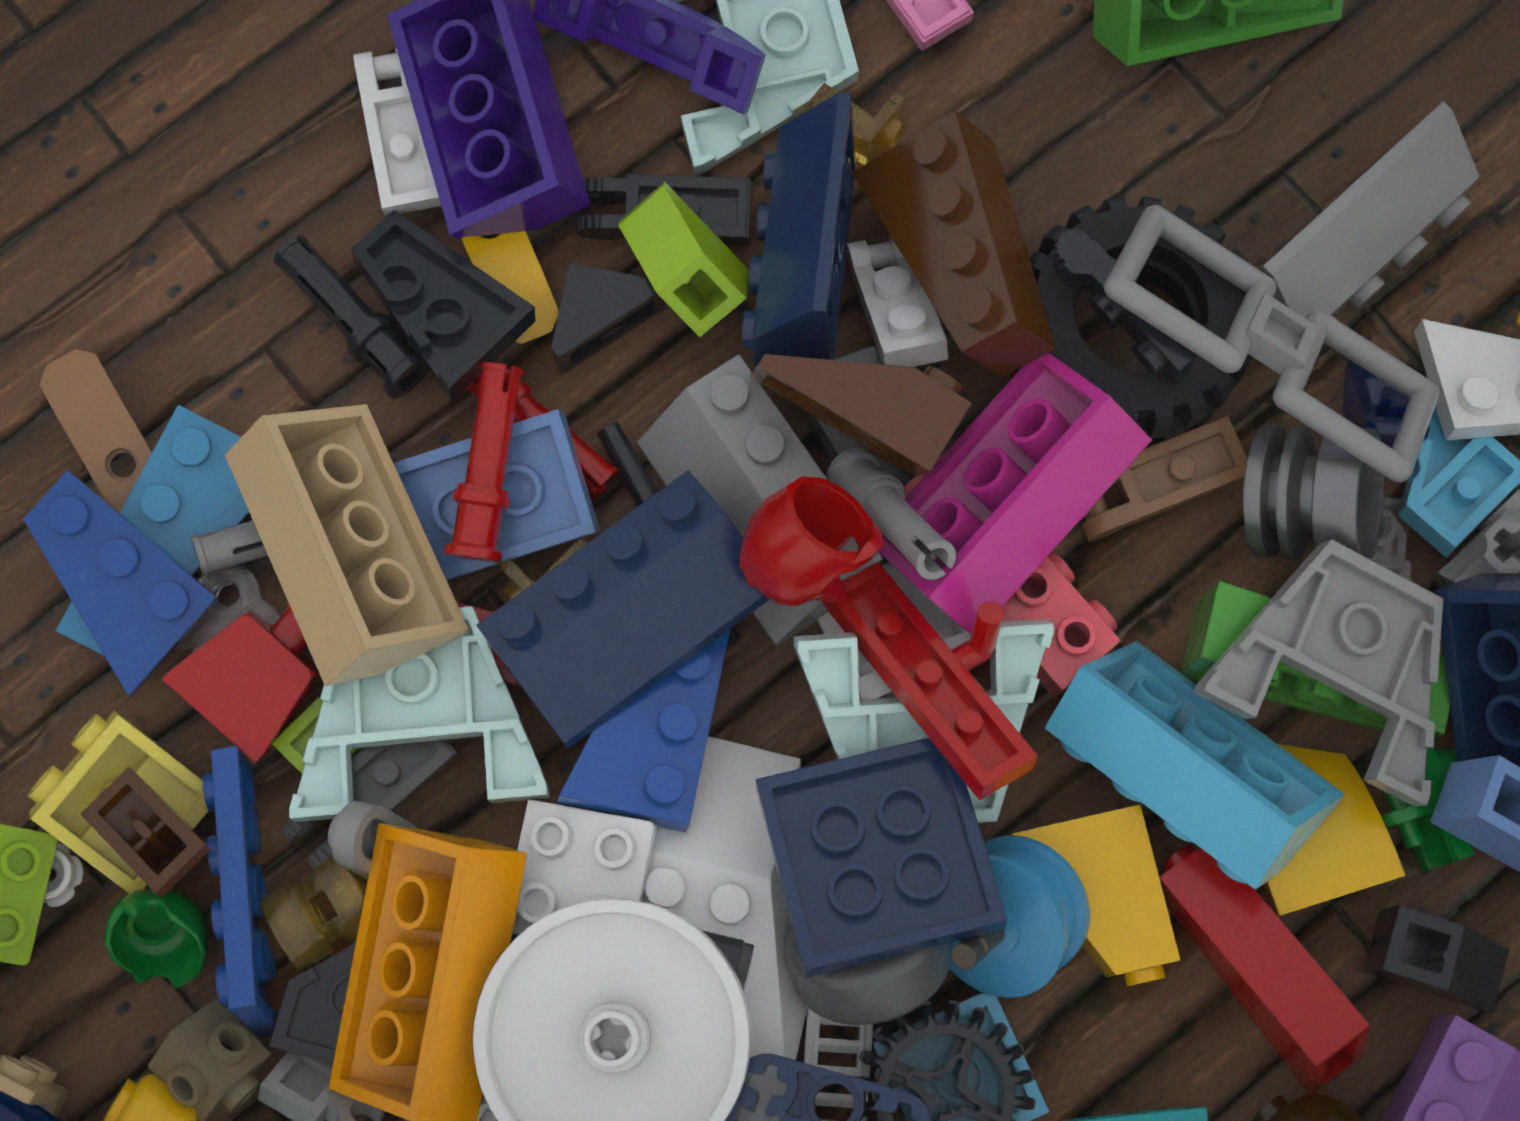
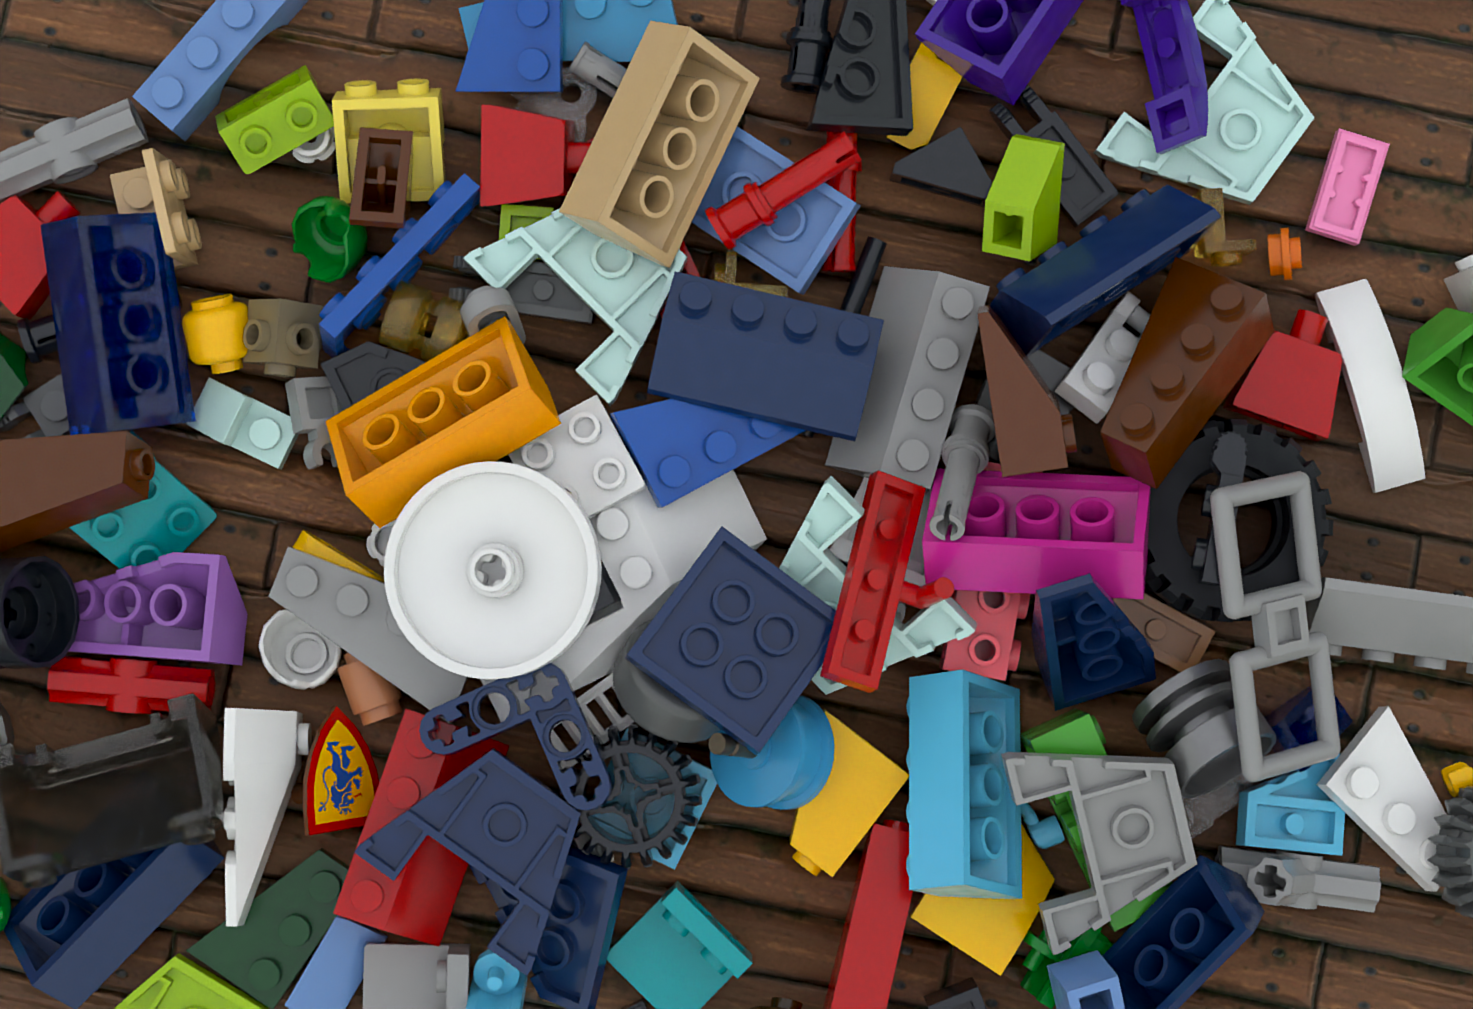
camera: 55 degrees right, 10 degrees up
(797, 542) = (893, 427): red piece -> none
(928, 83) = (1284, 254): none -> orange plate
(1052, 164) = (1291, 381): none -> red torso
(1112, 98) = (1374, 385): none -> white slope
(1146, 533) = (1086, 643): none -> dark blue wedge
(1293, 727) = (1043, 832): none -> medium azure hand

